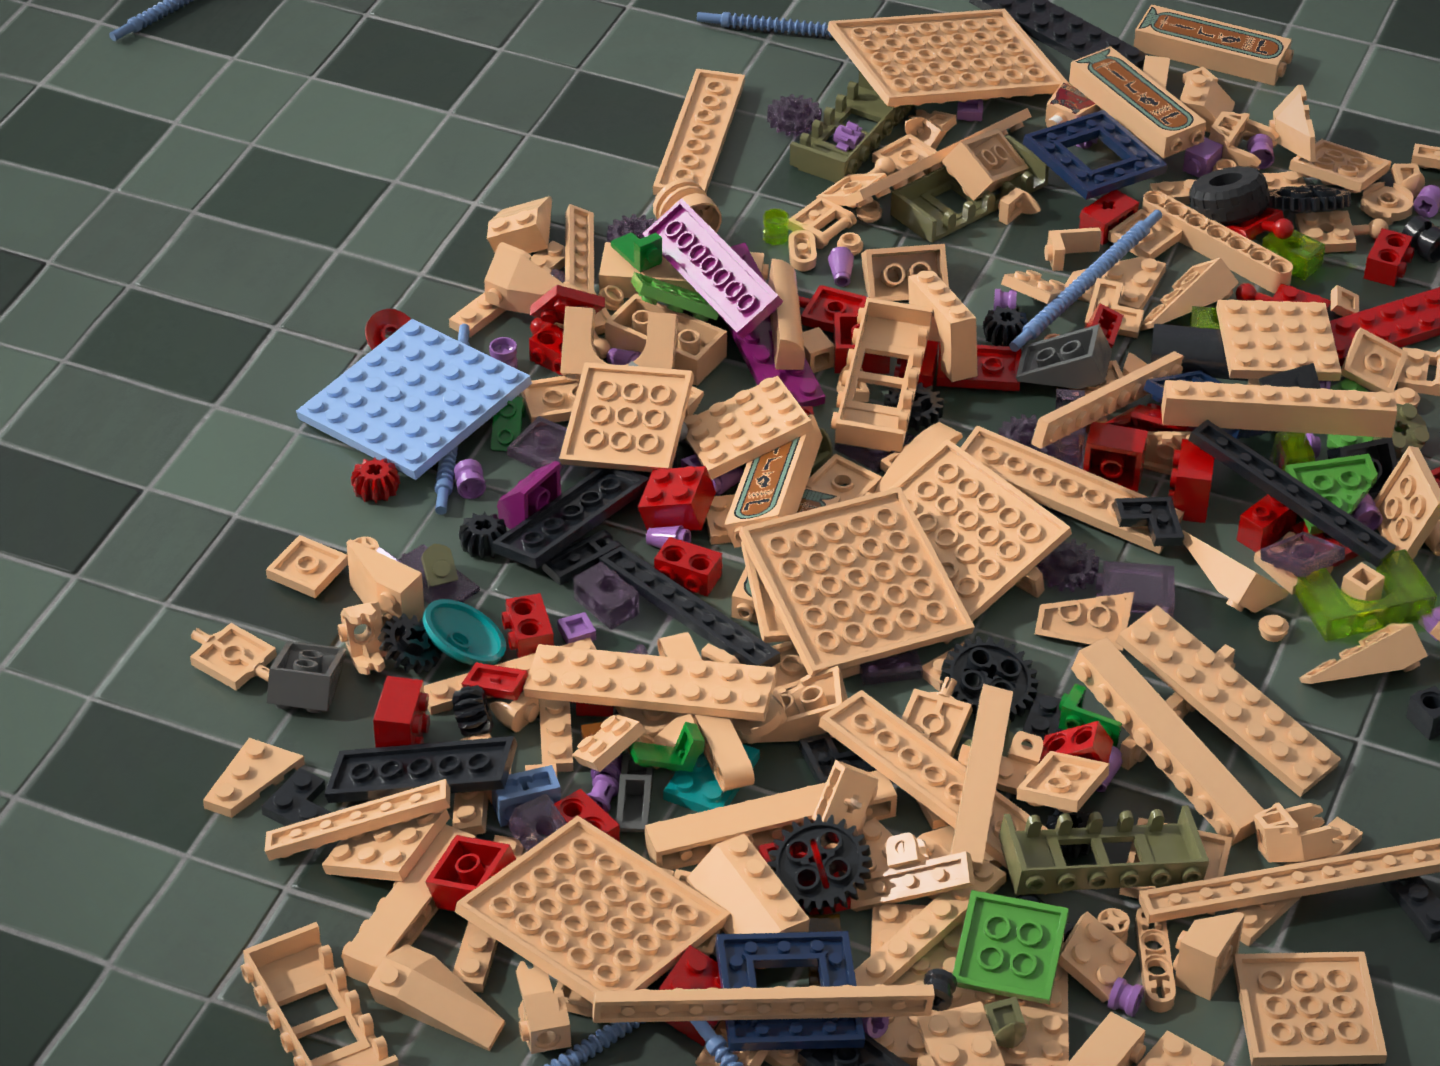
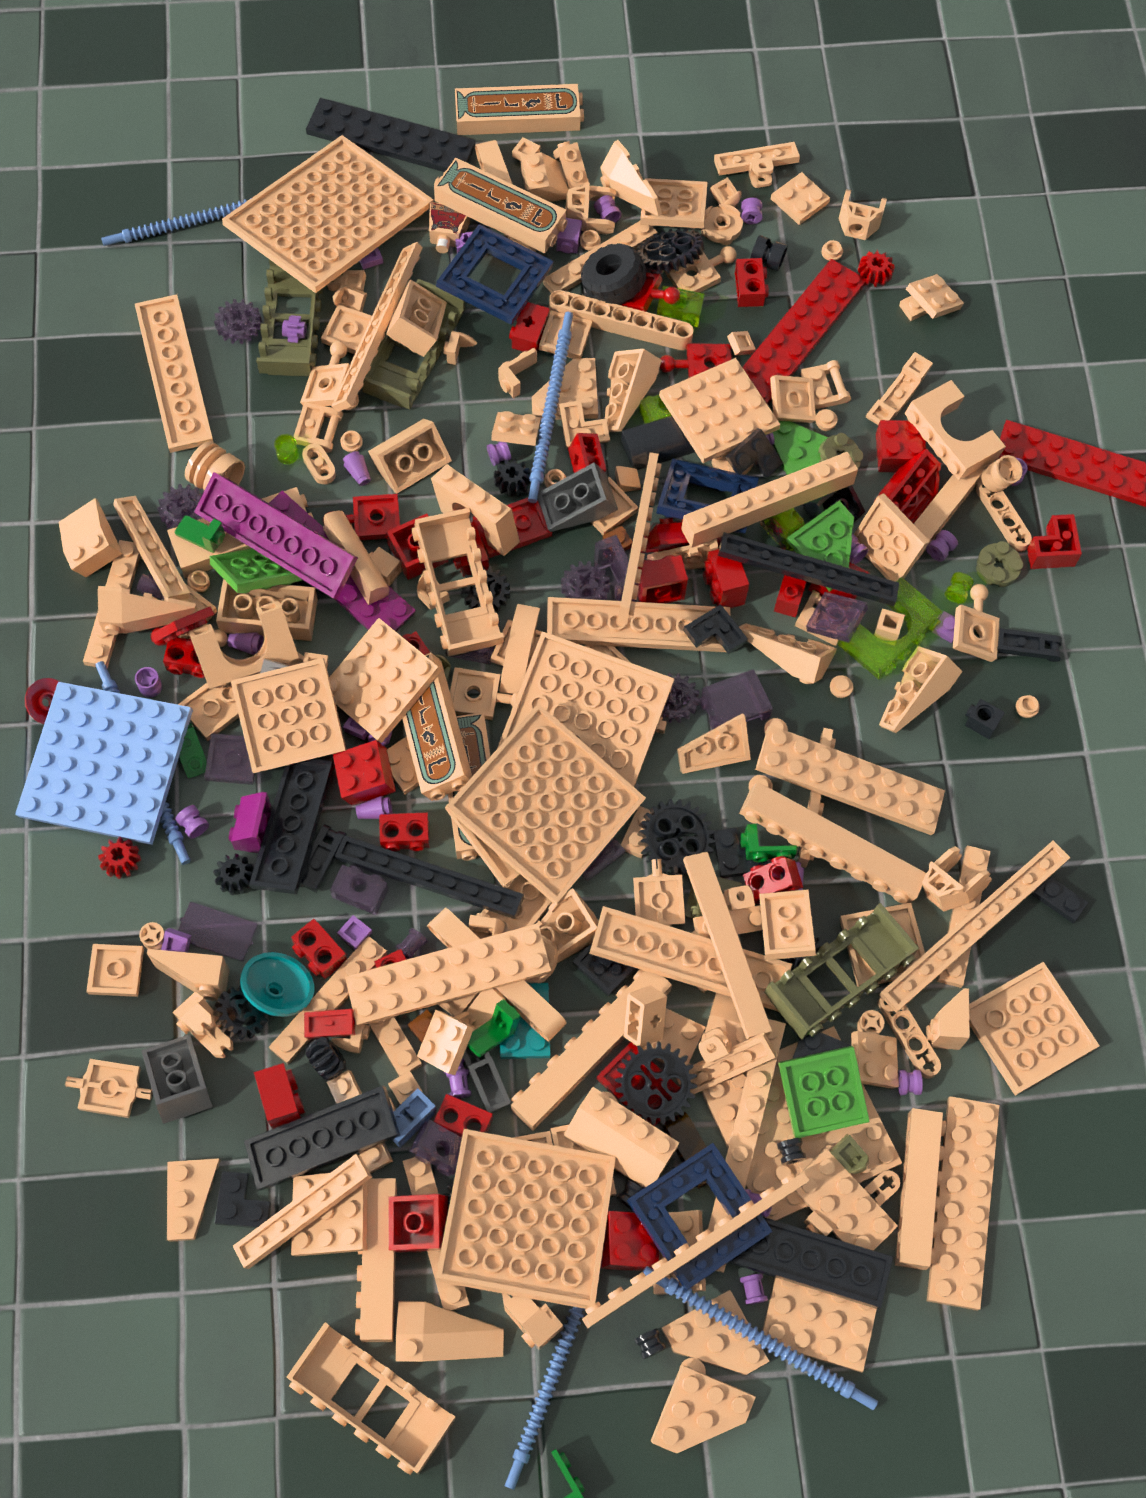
camera: 30 degrees left, 25 degrees up
(439, 565) = (219, 925): olive plate -> none
(1245, 97) = (572, 164): none -> light nougat bracket

